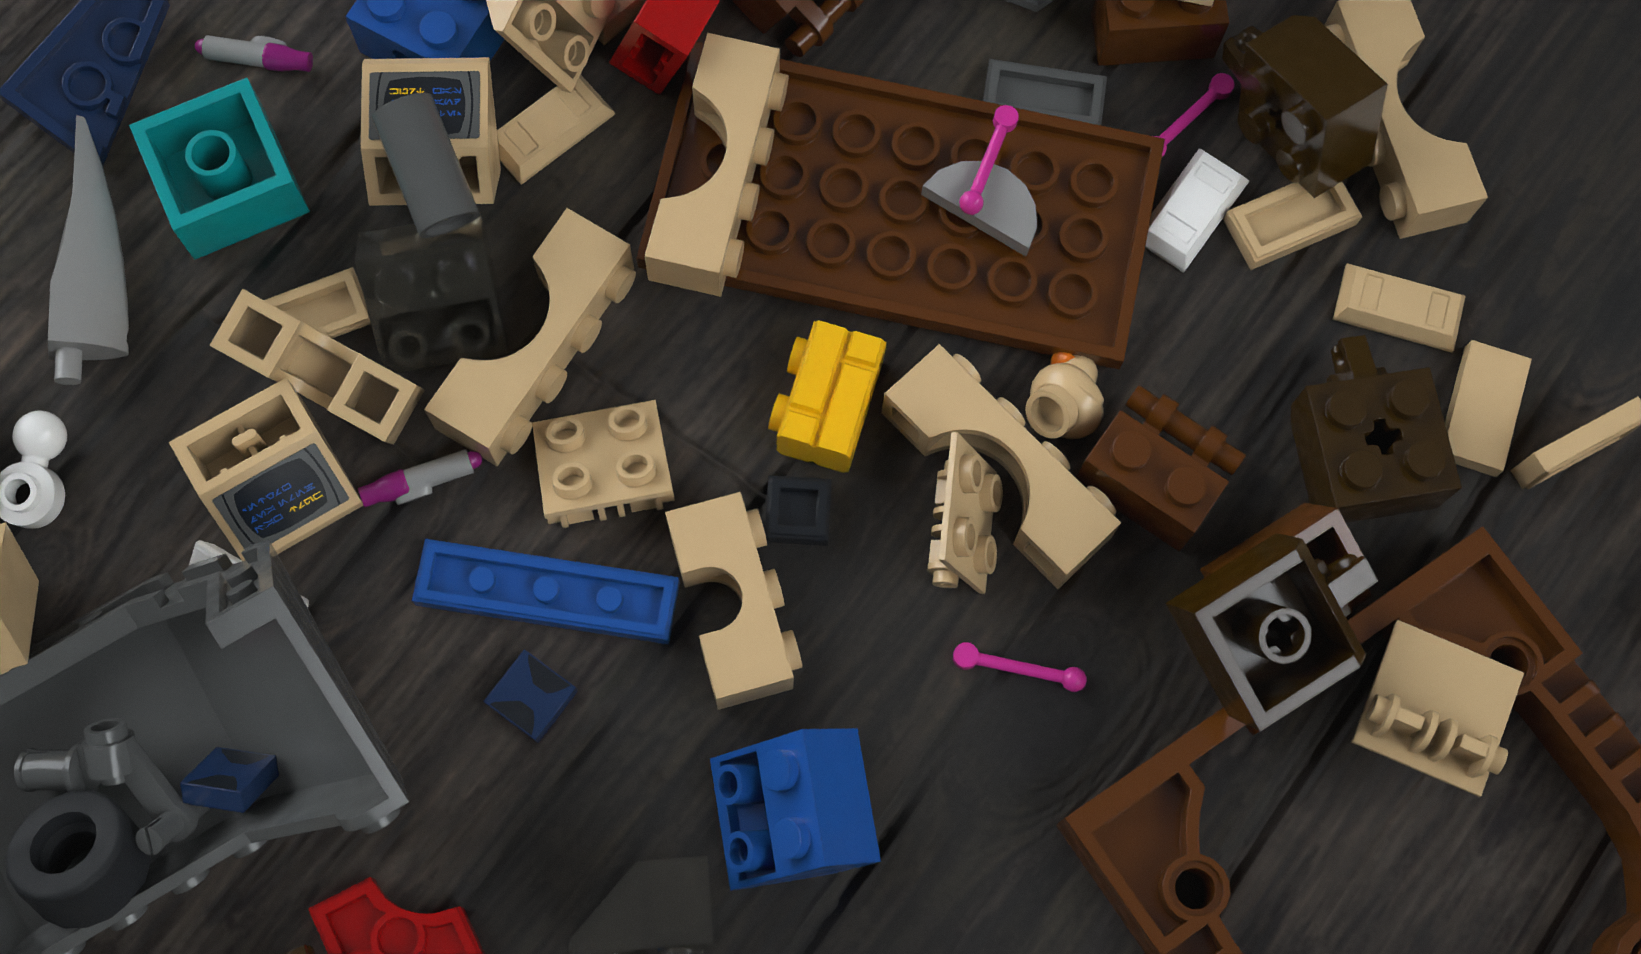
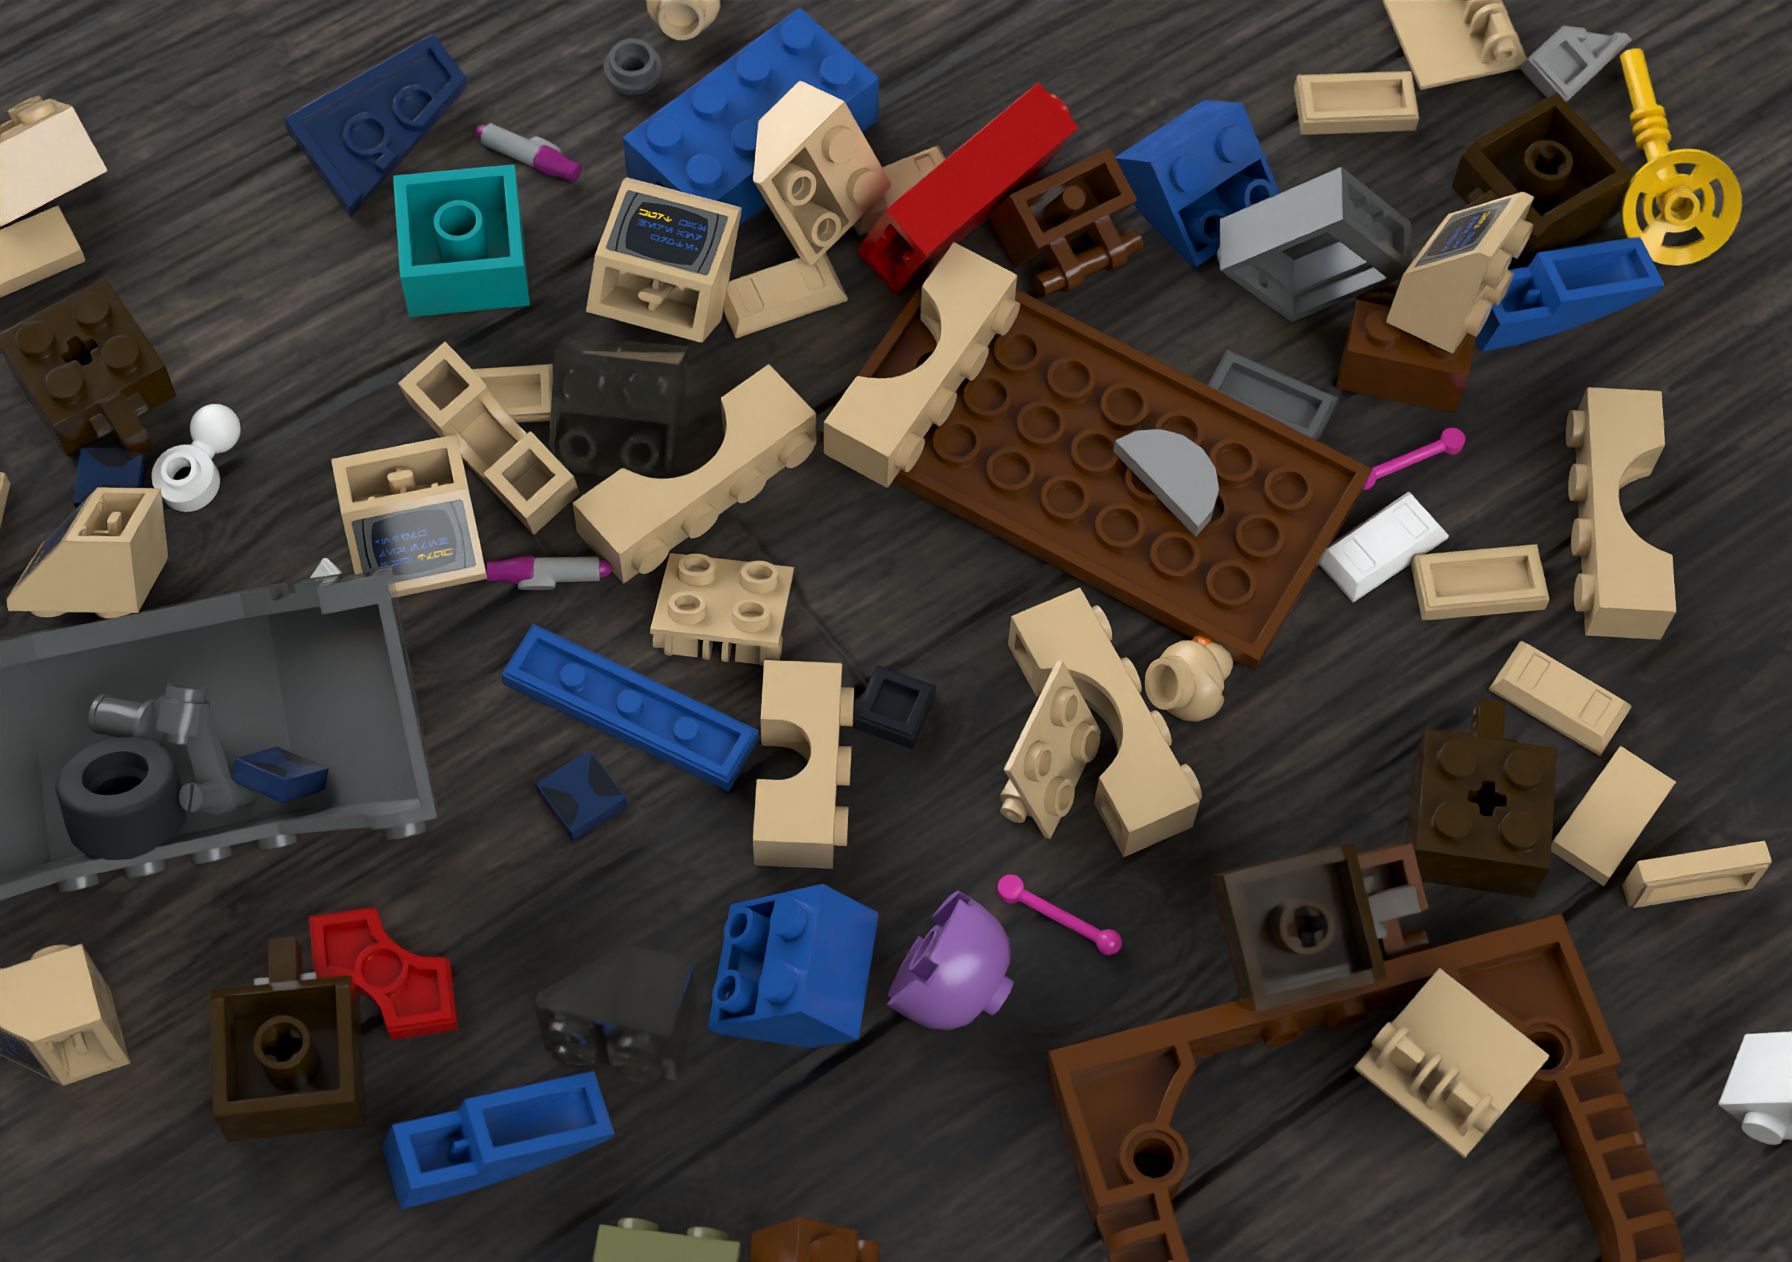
camera: 20 degrees right, 10 degrees down
(89, 275) = (309, 302): light grey piece -> none
(425, 165) = (649, 283): dark grey pin -> none
(829, 395) = (959, 609): yellow brick -> none
(945, 761) = (954, 968): none -> medium lavender cylinder
(1004, 121) = (1216, 404): dark pink hinge -> none
(1152, 477) = (1250, 777): reddish brown brick -> none
(1306, 100) = (1521, 471): dark brown hinge -> none

